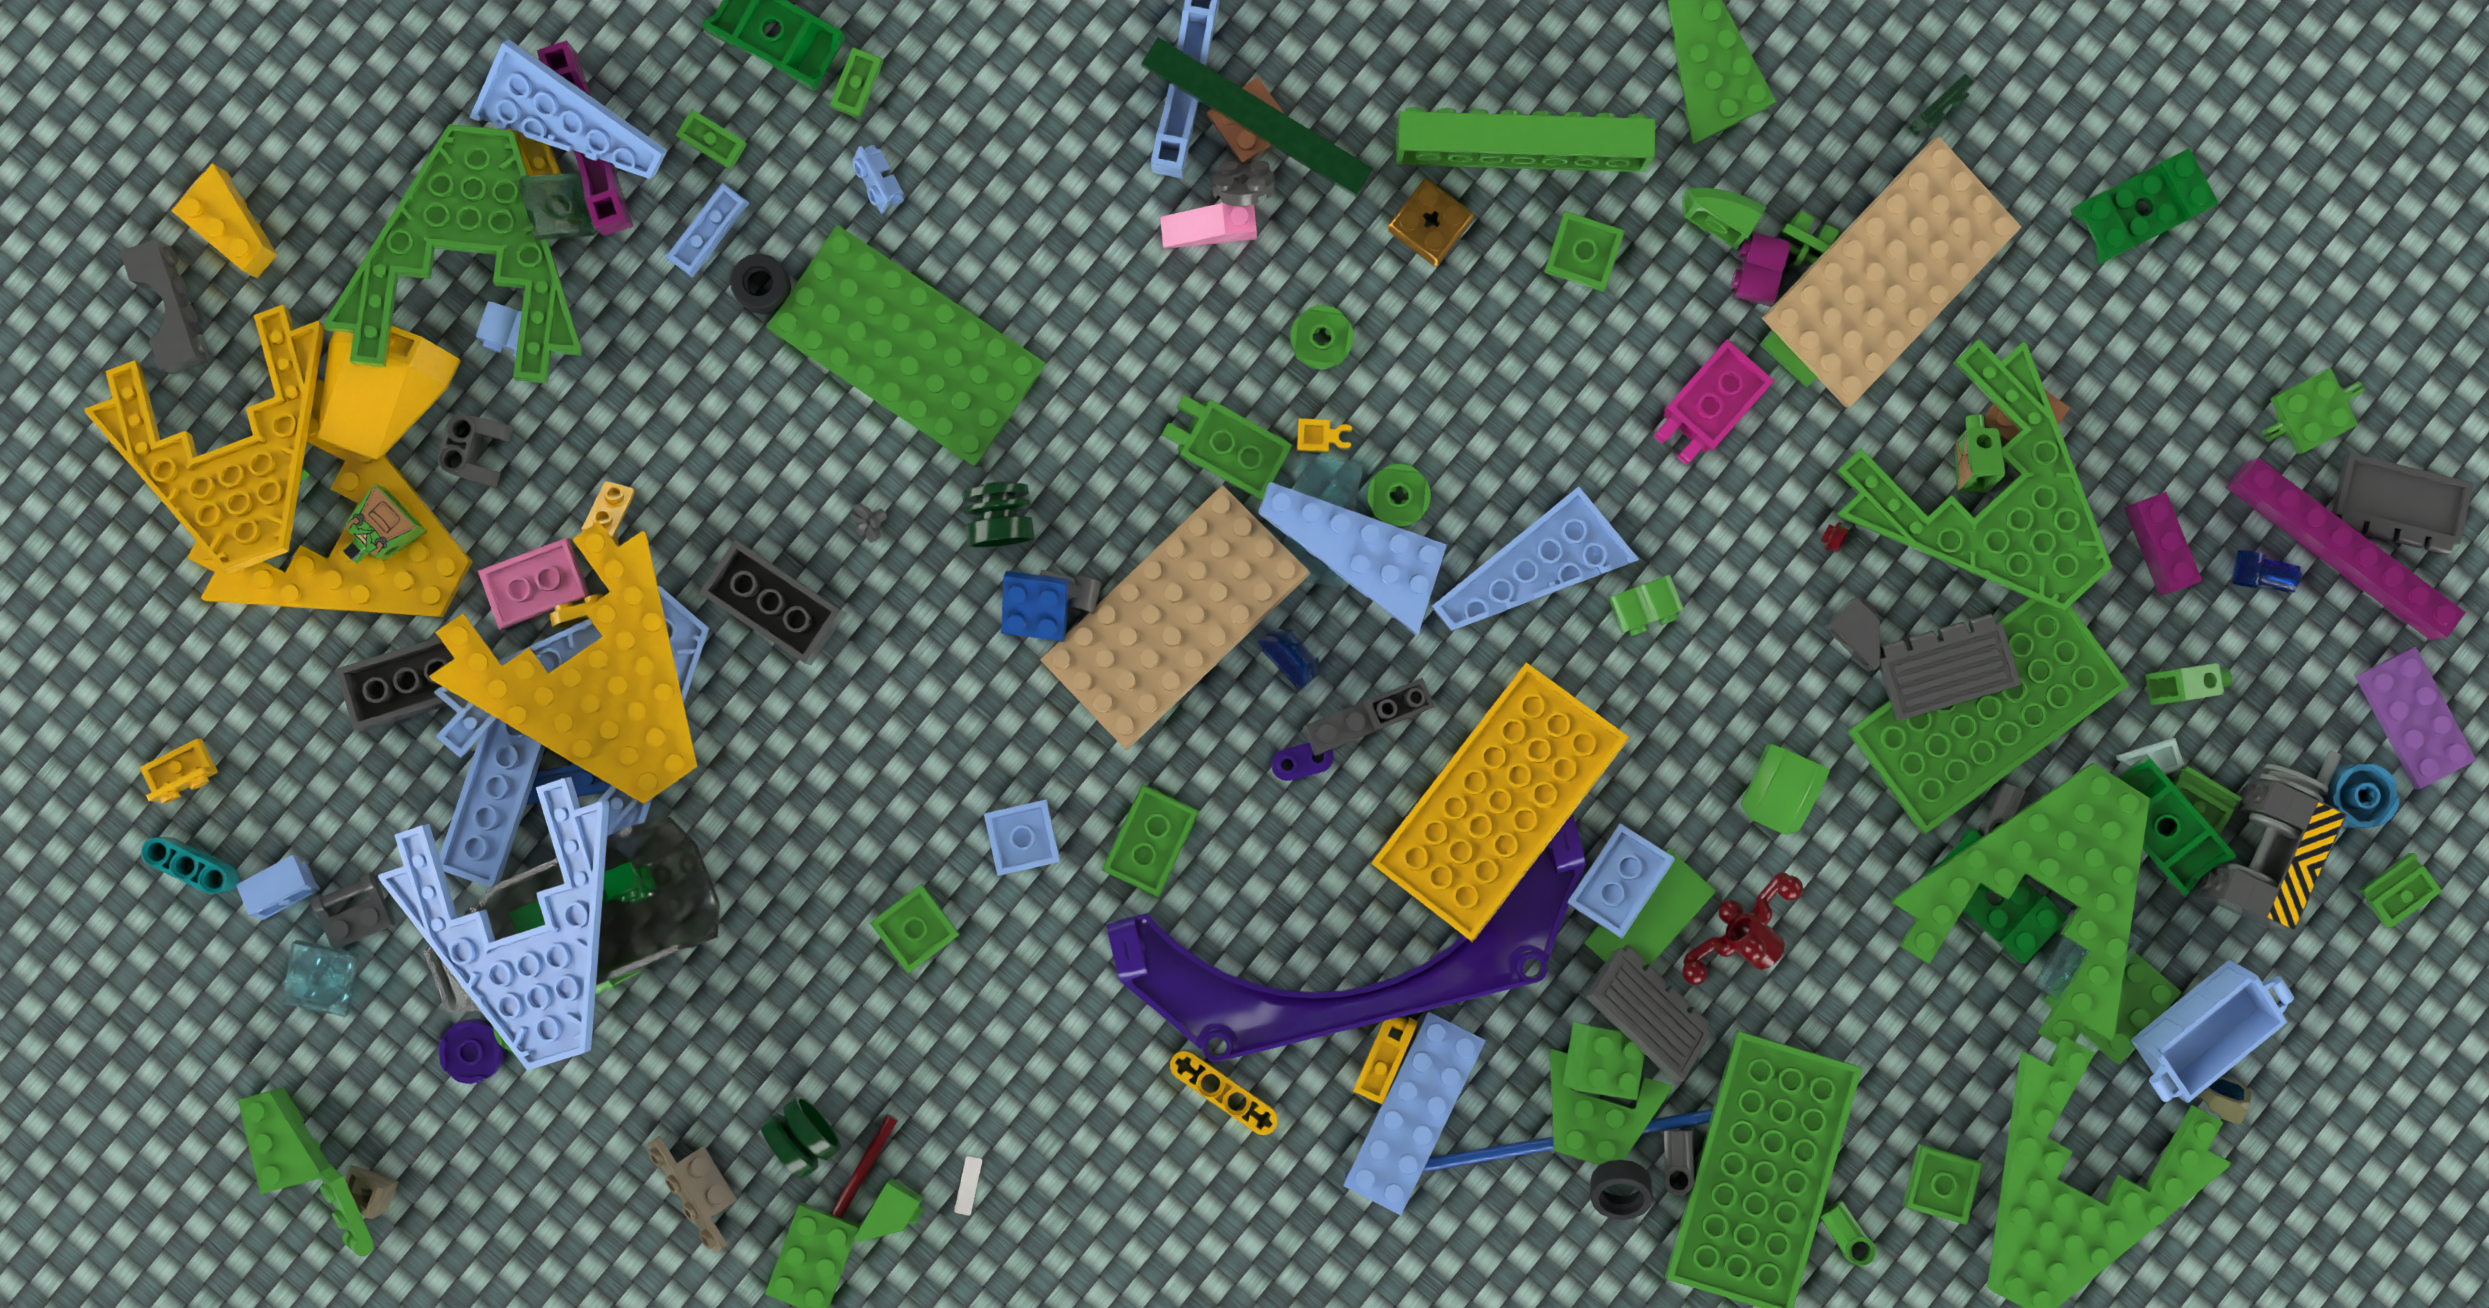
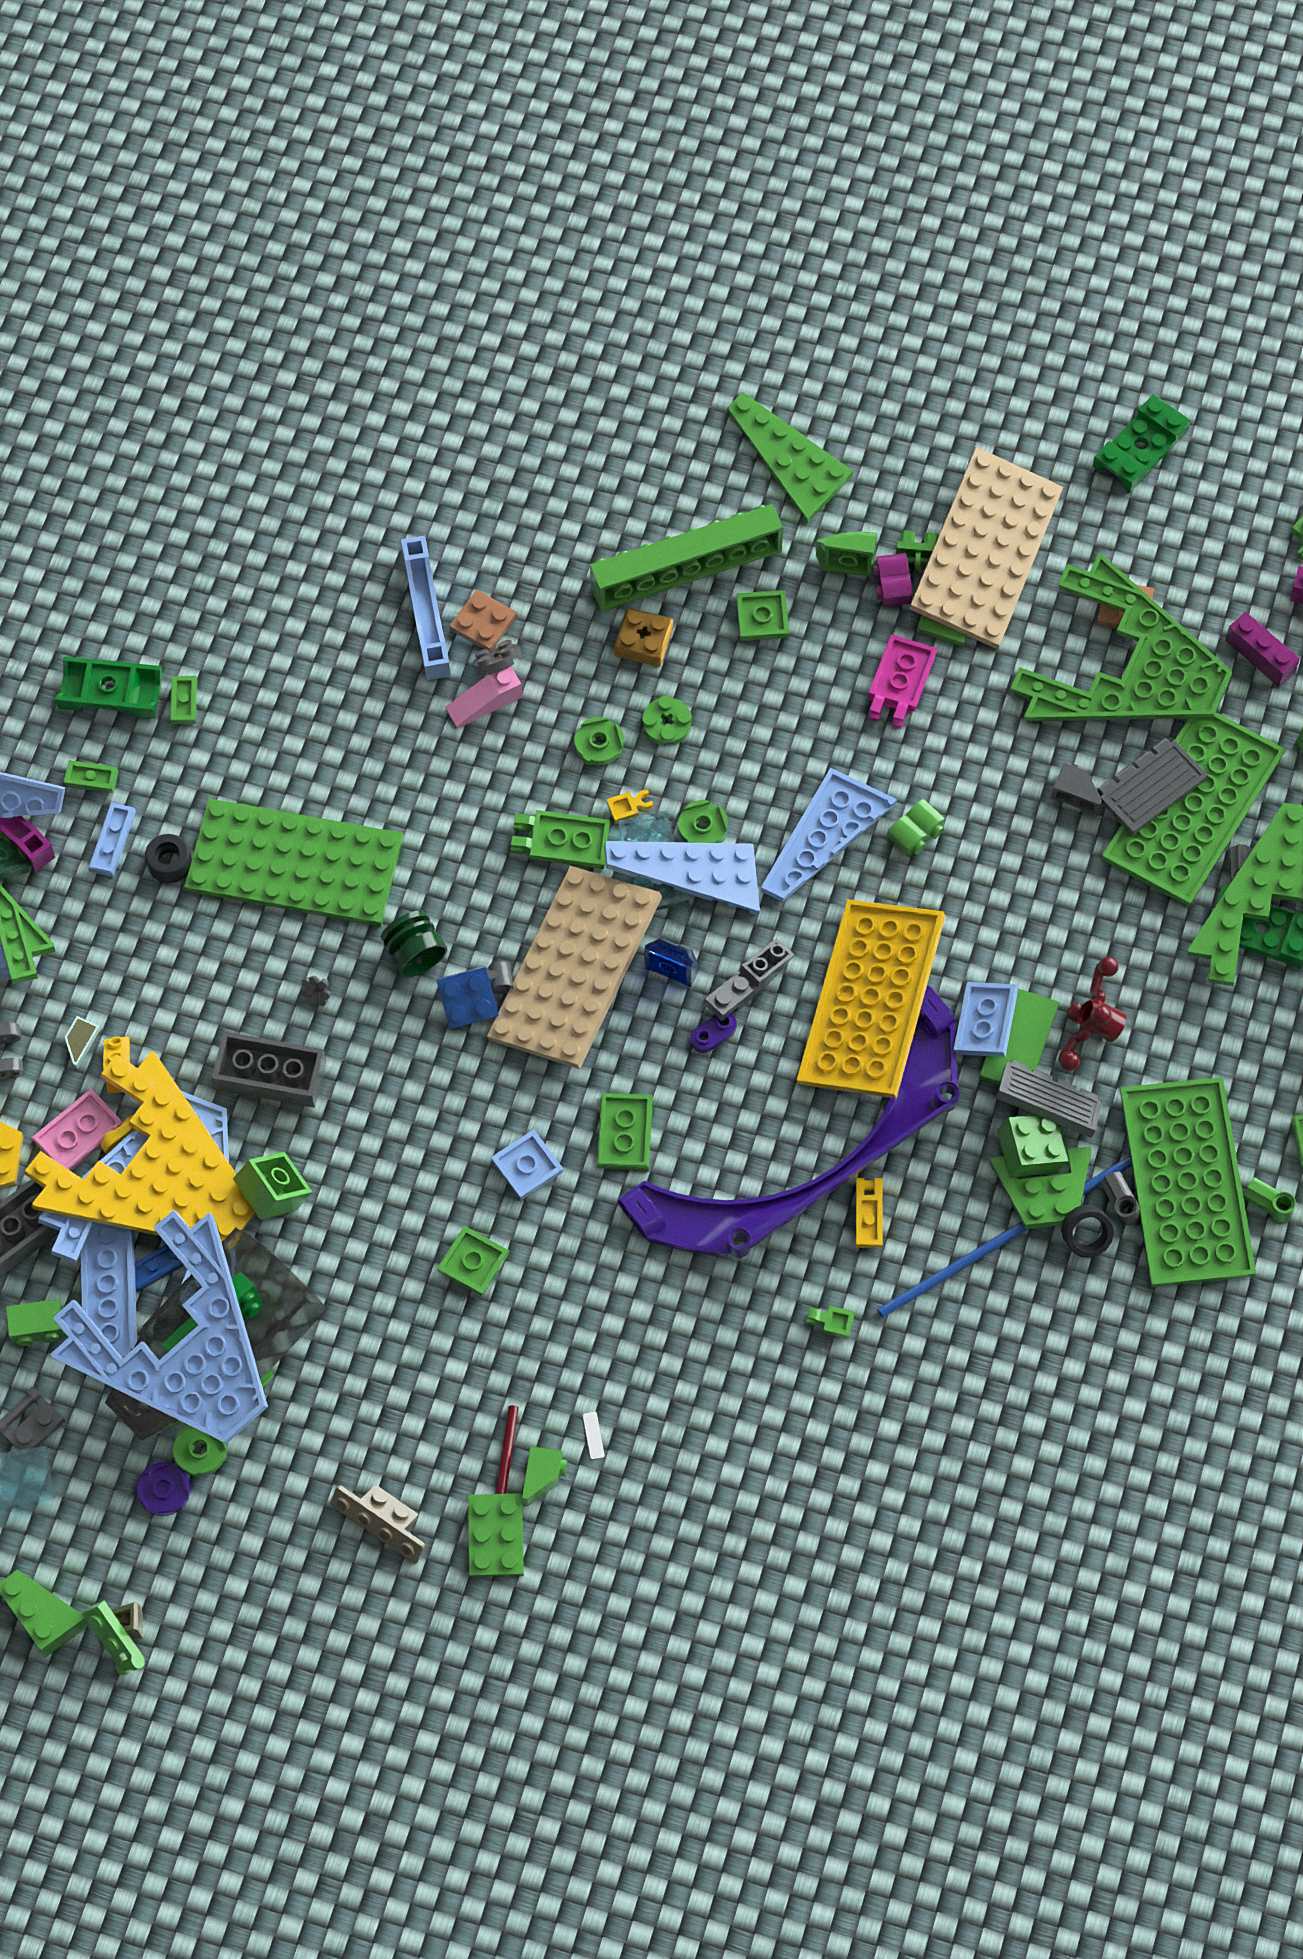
camera: 25 degrees left, 20 degrees down
(400, 799) = (34, 1322): none -> bright green brick
(577, 470) = (80, 1038): none -> olive tile
(719, 751) = (272, 1185): none -> bright green brick
(800, 1137) = (449, 1438): dark green wheel -> none
(869, 166) = (218, 753): light blue hinge -> none
(1221, 1095) = (758, 1291): yellow beam -> none
(1256, 117) = (488, 612): dark green tile -> none
(1290, 1171) = (835, 1321): none -> bright green plate
(1406, 359) = (667, 707): none -> bright green plate
(1414, 1113) = (909, 1243): light blue plate -> none
(1783, 789) = (1074, 912): bright green slope -> none
(1834, 537) = (1030, 733): dark red plate -> none
(1935, 112) = (968, 430): clear green plate -> none
(1978, 457) = (1105, 642): bright green torso -> none

